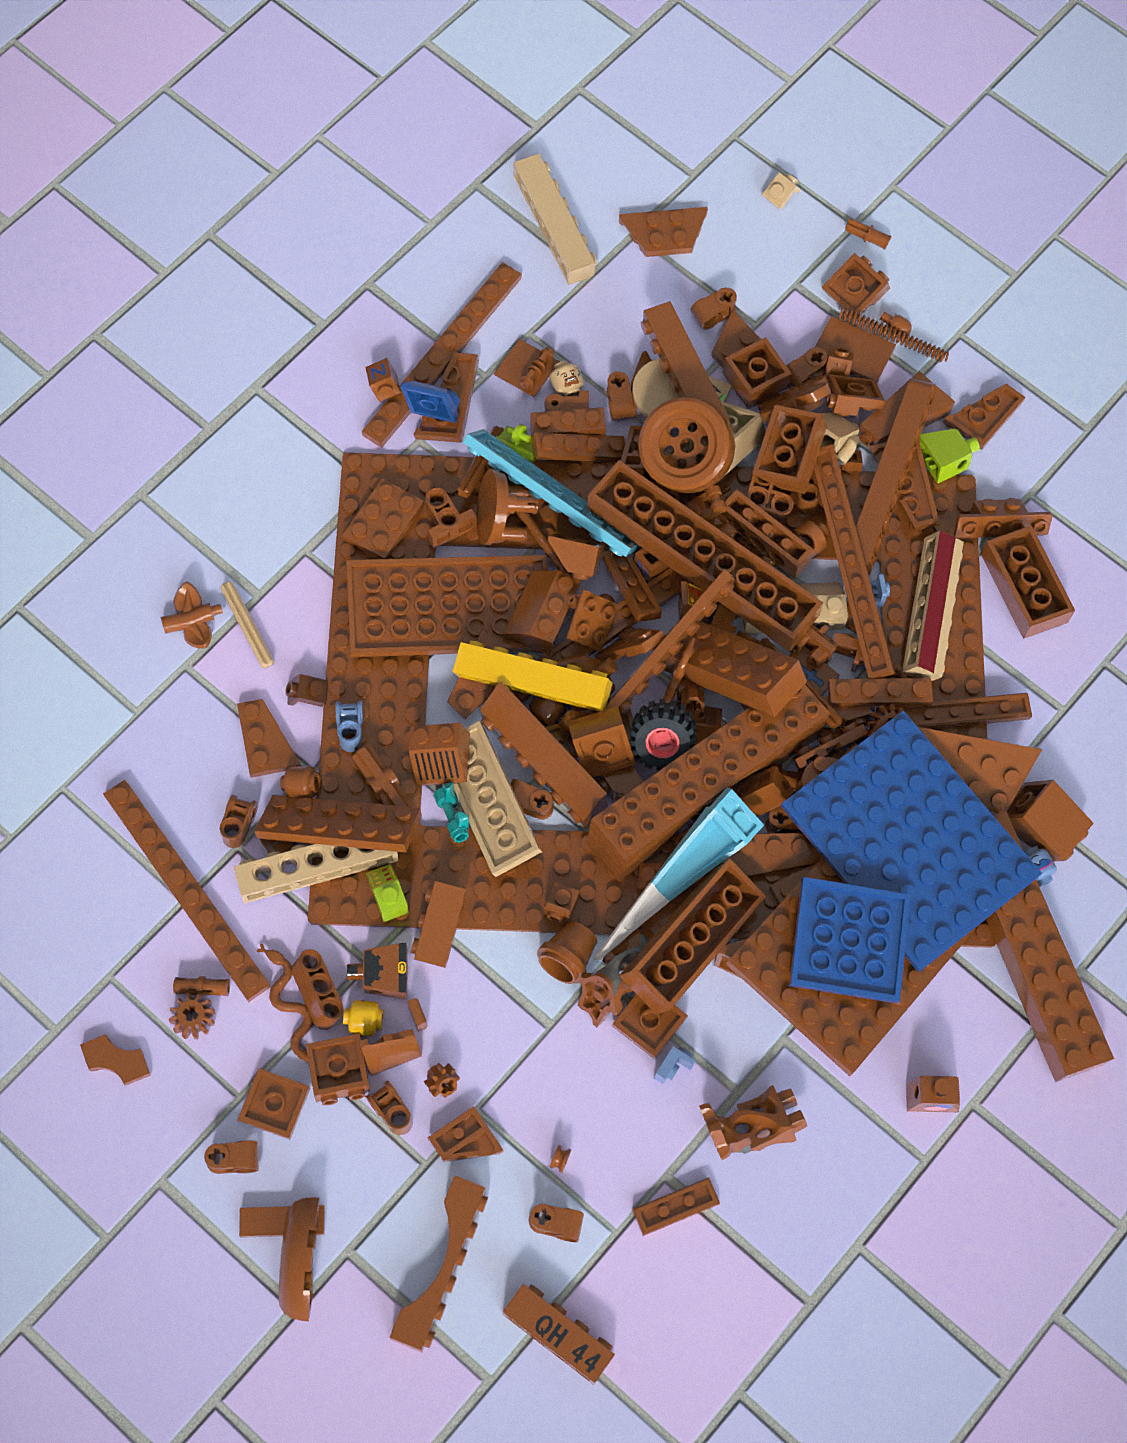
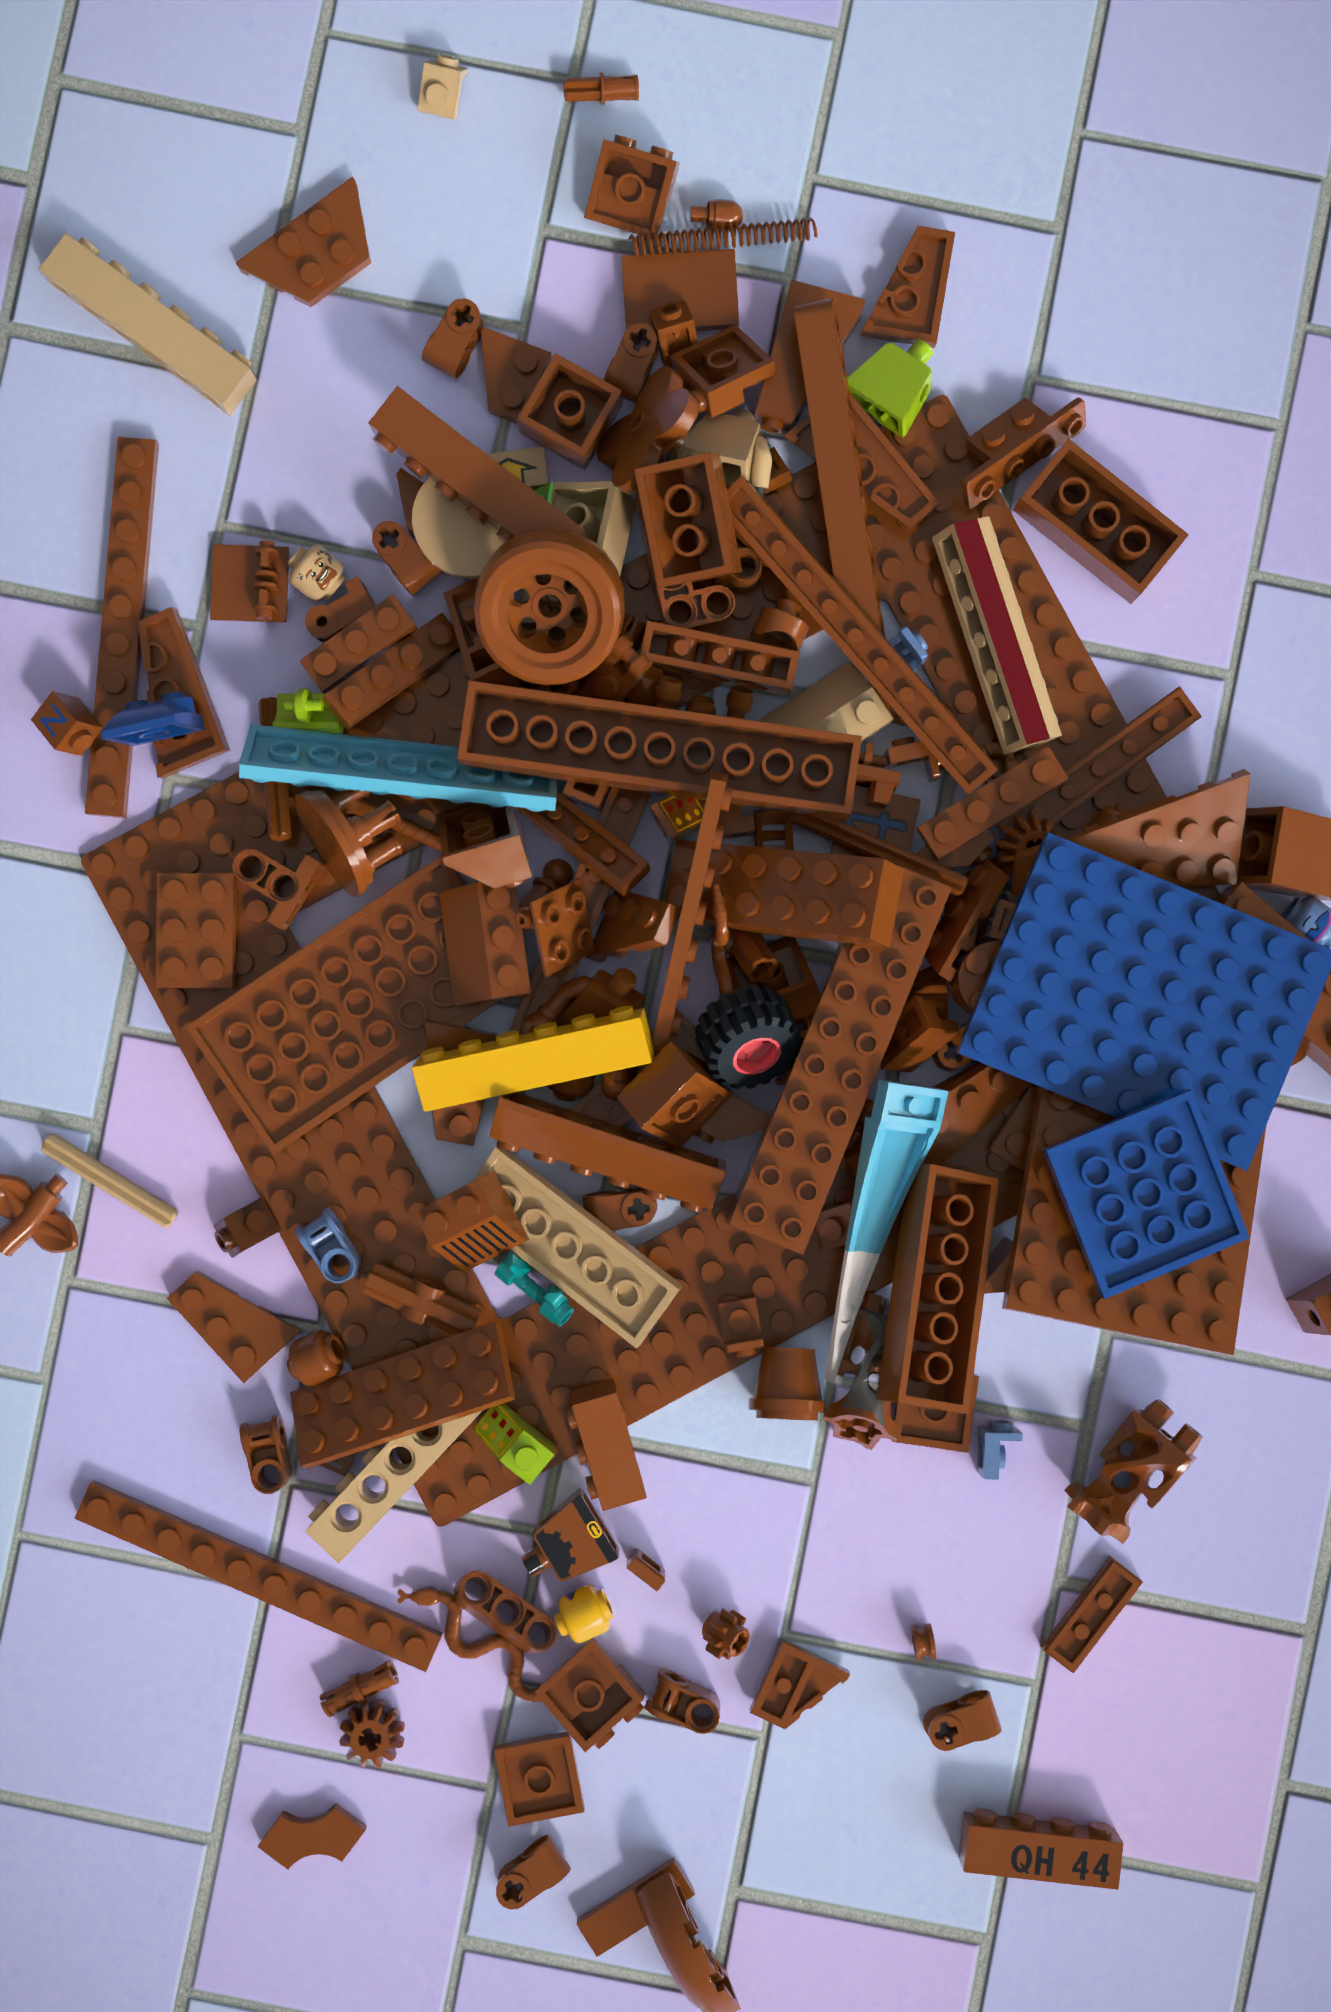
camera: 30 degrees left, 20 degrees up
(390, 1051) = (641, 1637): dark orange slope -> none
(416, 1320) = (864, 1928): dark orange arch -> none

